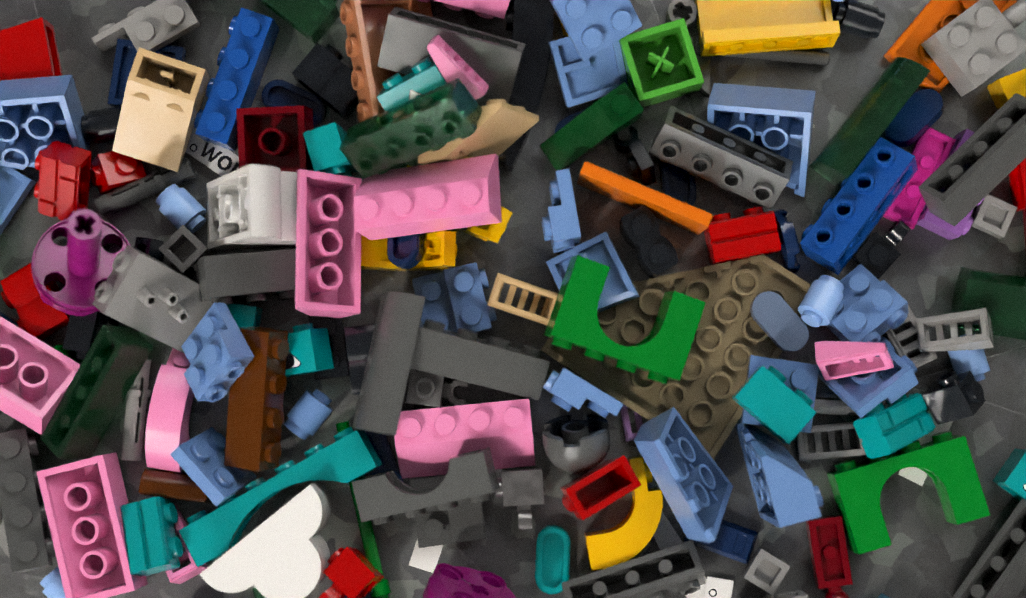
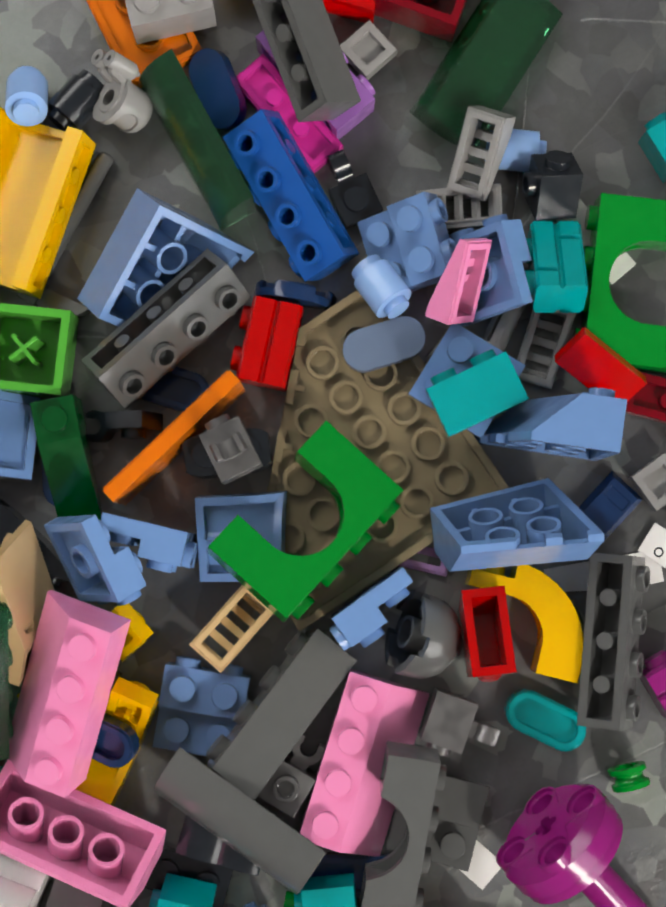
camera: 70 degrees left, 0 degrees up
(527, 177) = (92, 565): none -> medium blue plate
(655, 241) = (229, 448): none -> flat silver brick
(835, 483) = (599, 365): none -> red tile
(874, 50) = (120, 99): none -> light grey piece

